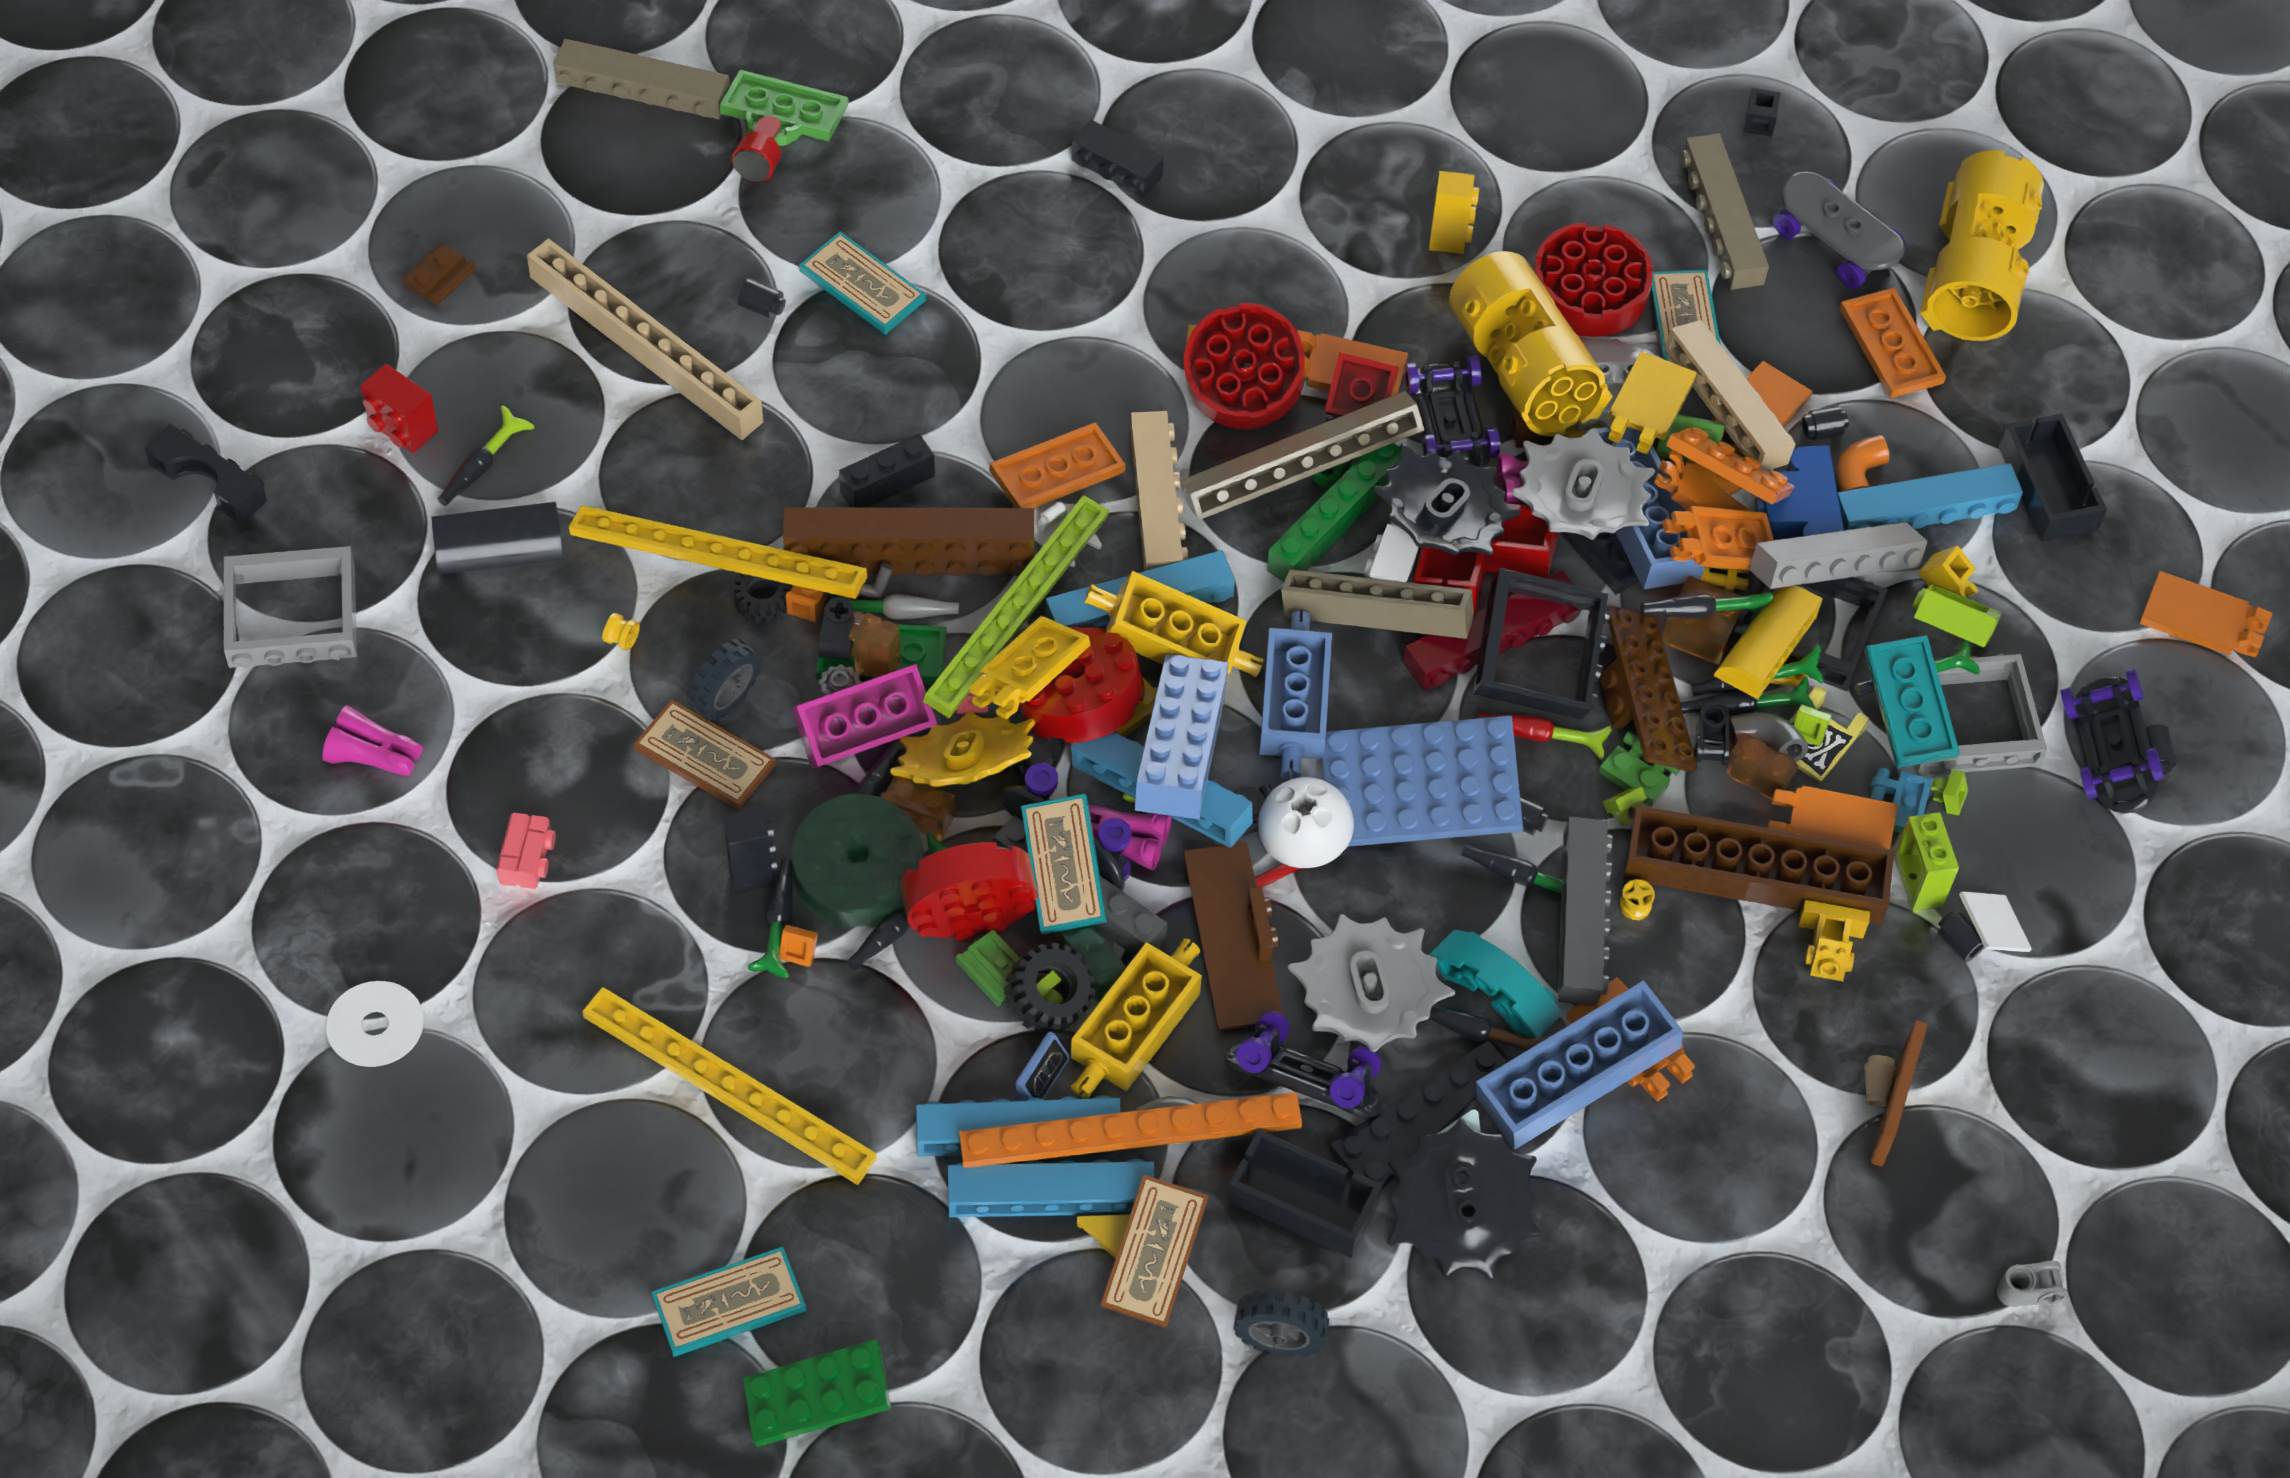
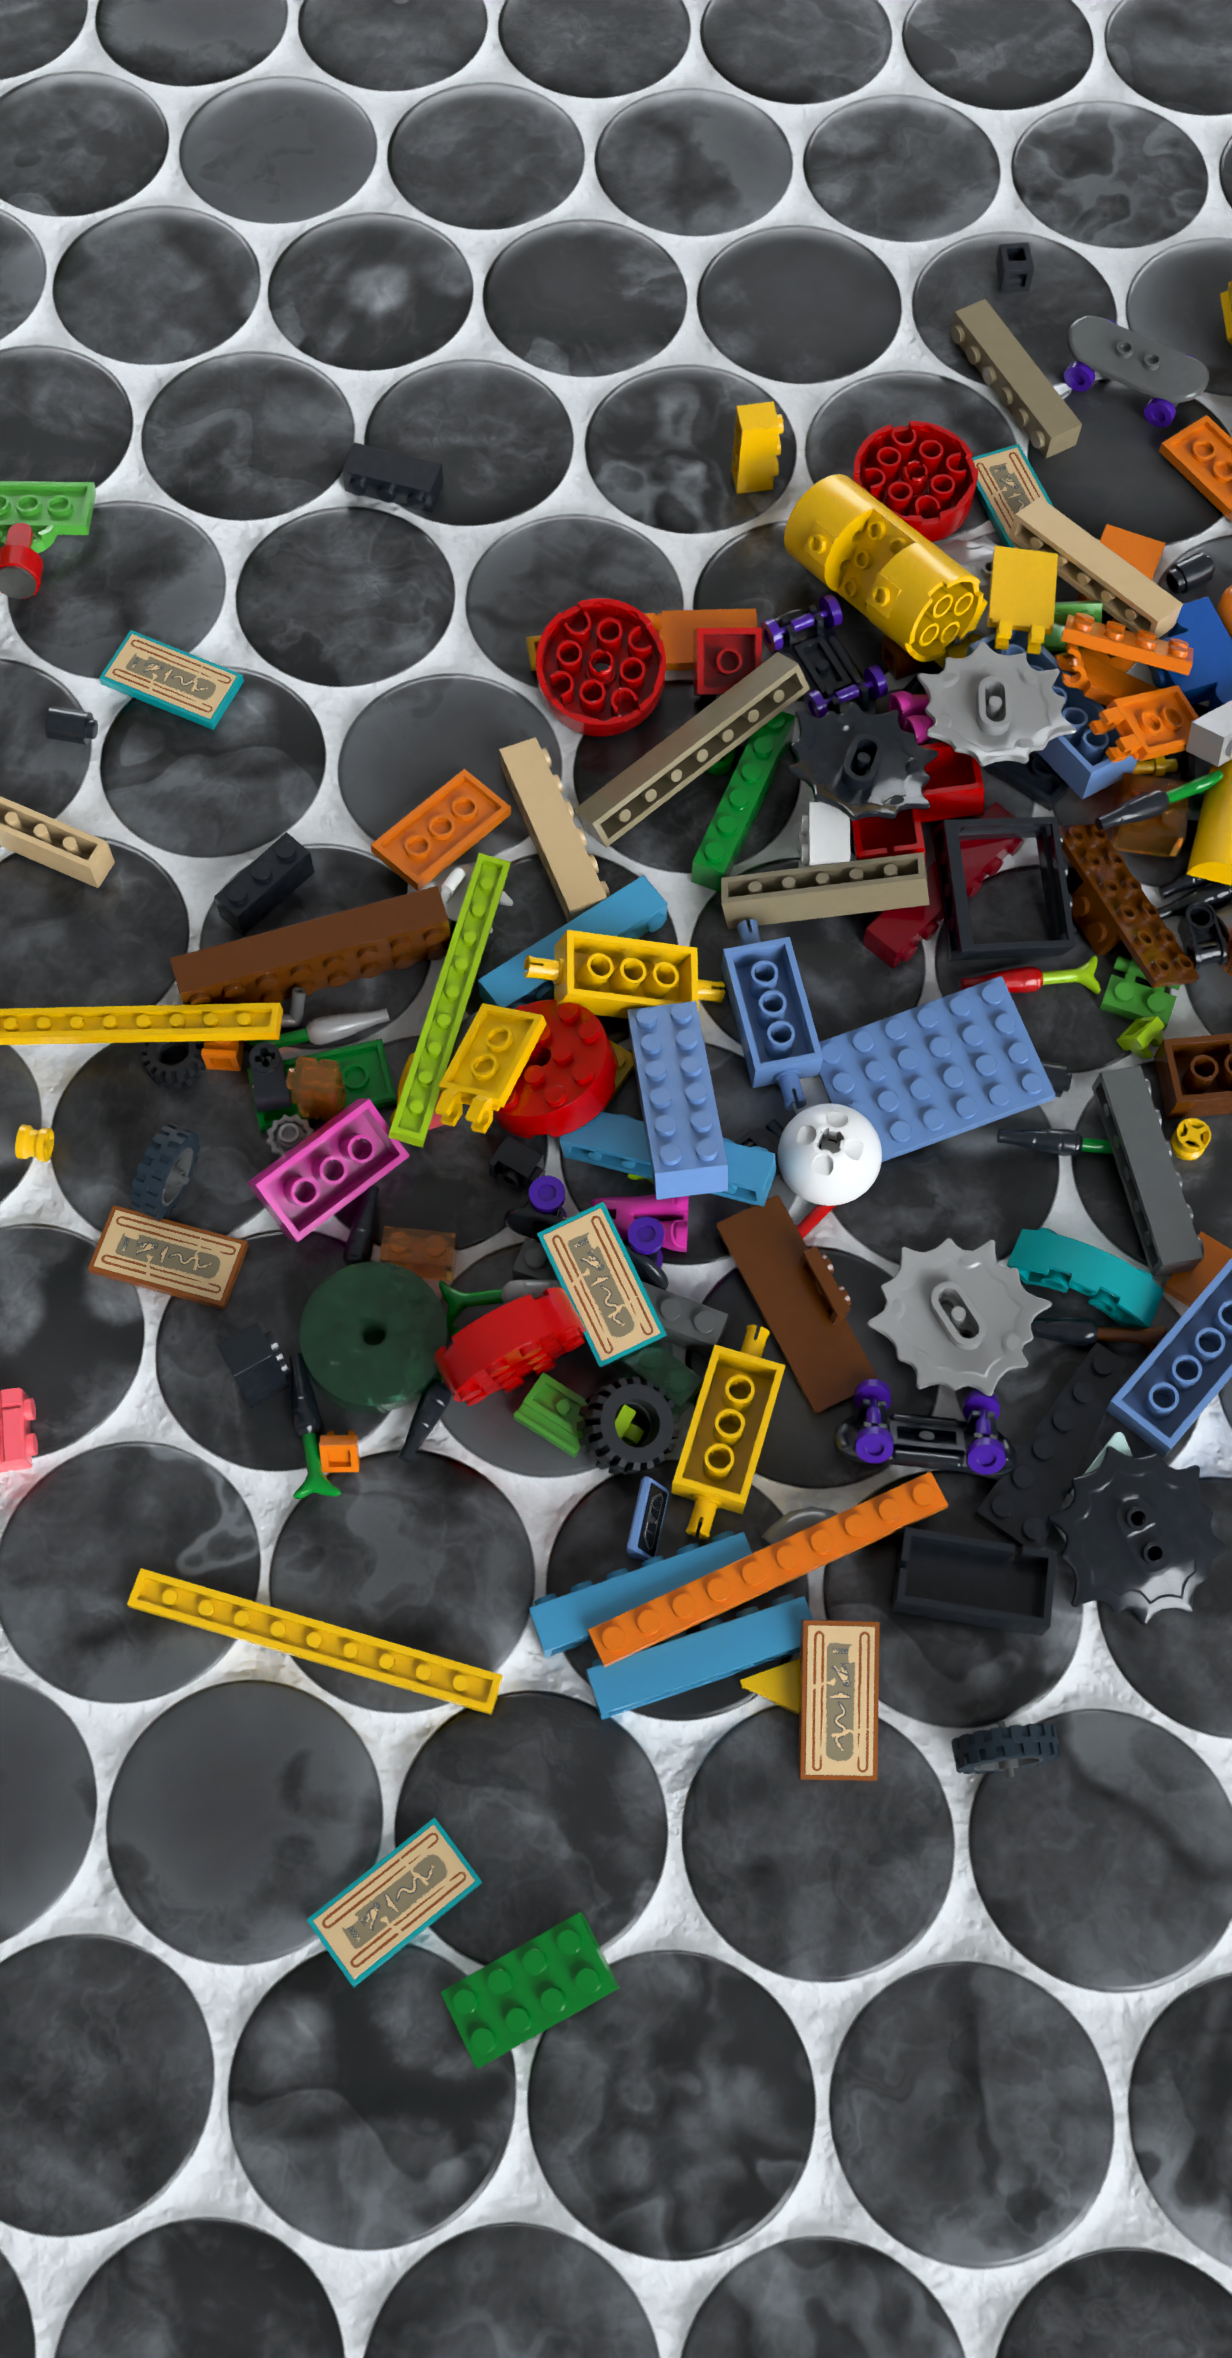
camera: 15 degrees left, 10 degrees up
(964, 750) = (450, 1180): yellow piece -> none

